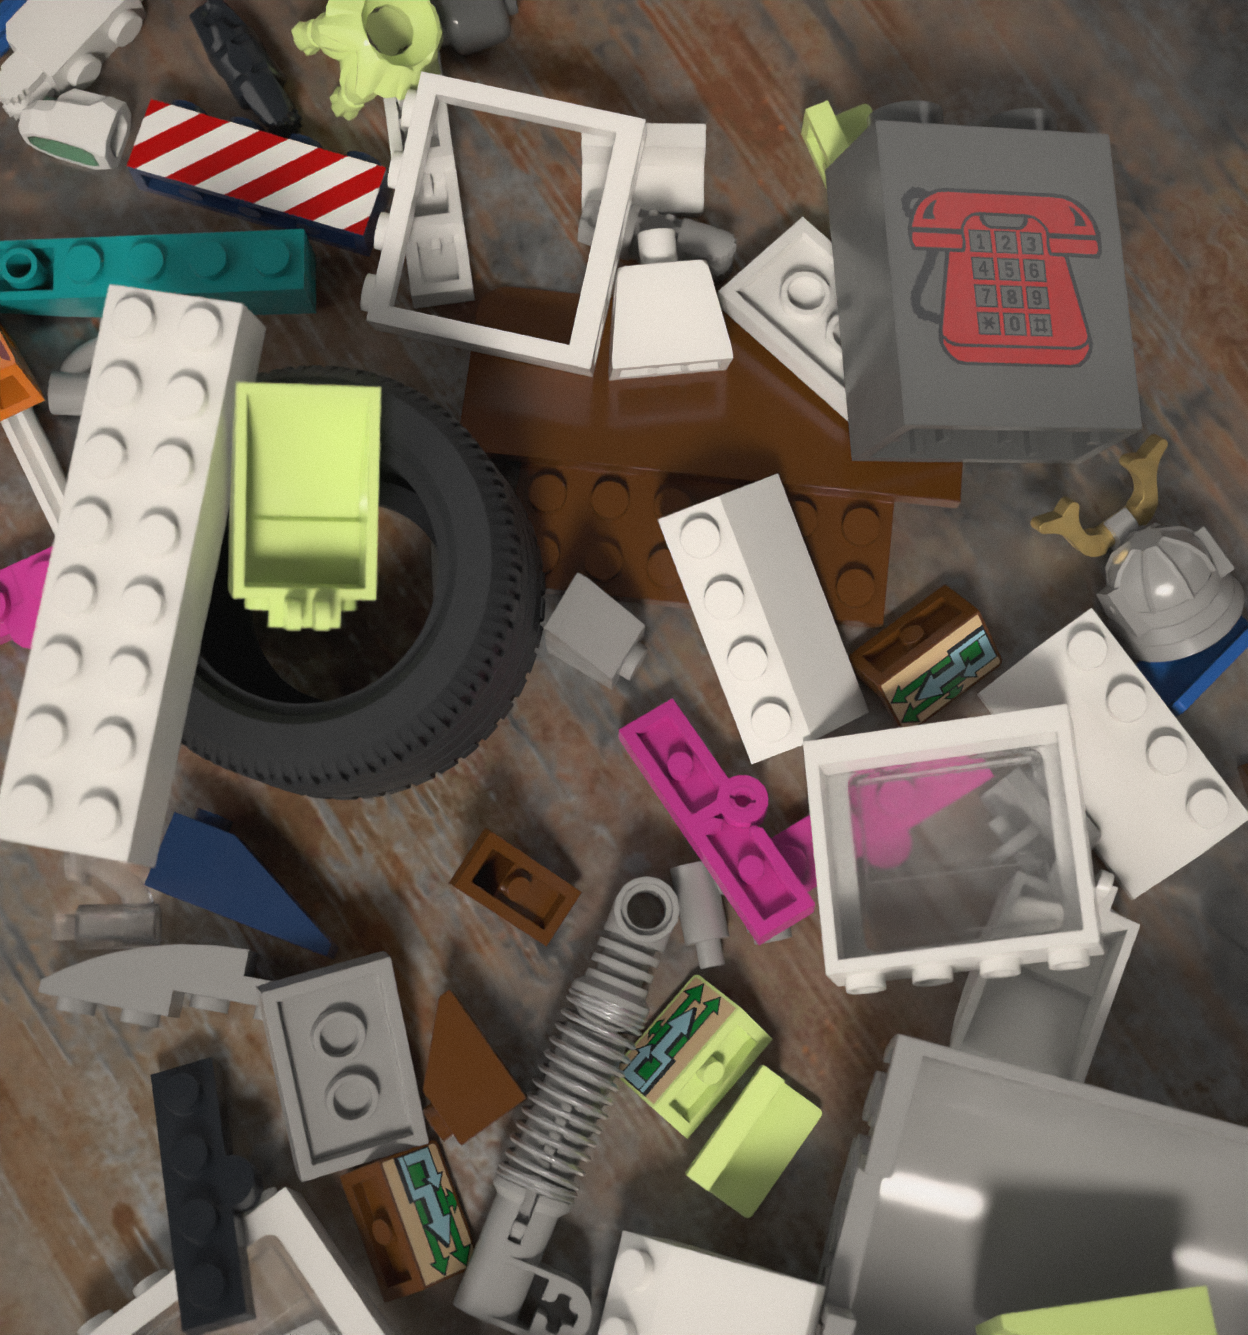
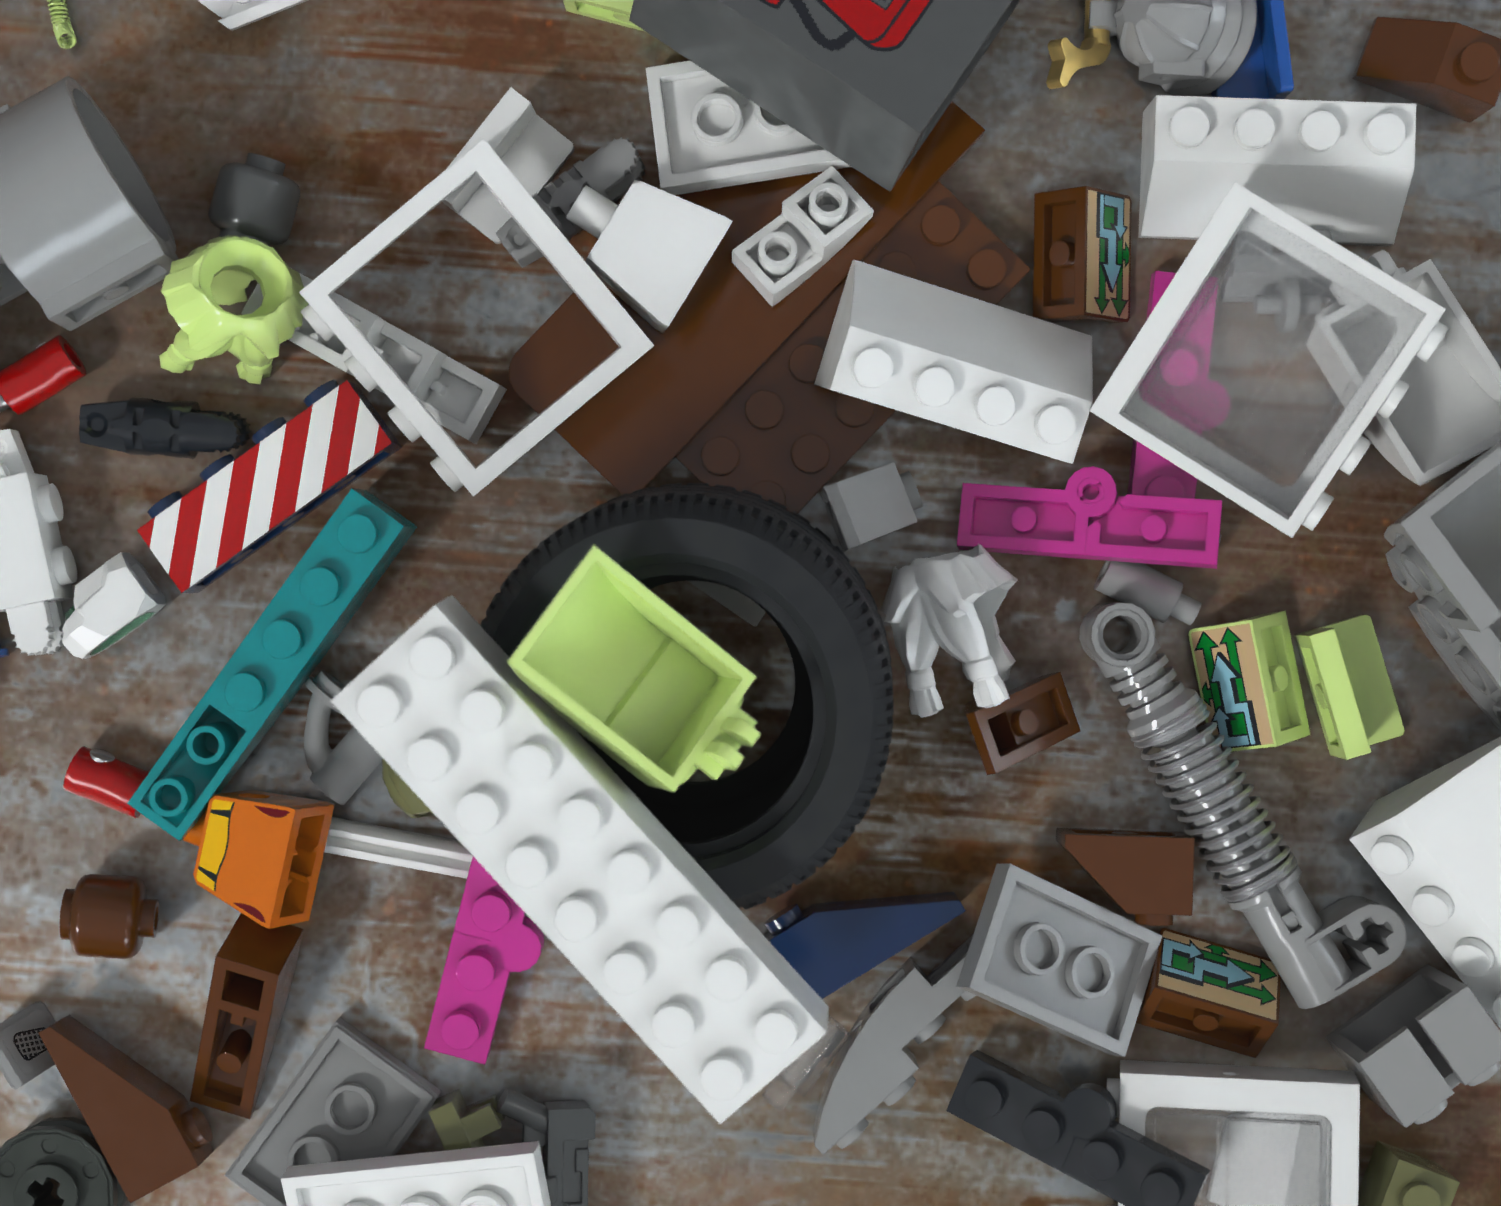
camera: 50 degrees left, 10 degrees up
(565, 763) = (952, 606): none -> white piece
(766, 428) = (804, 237): none -> white slope

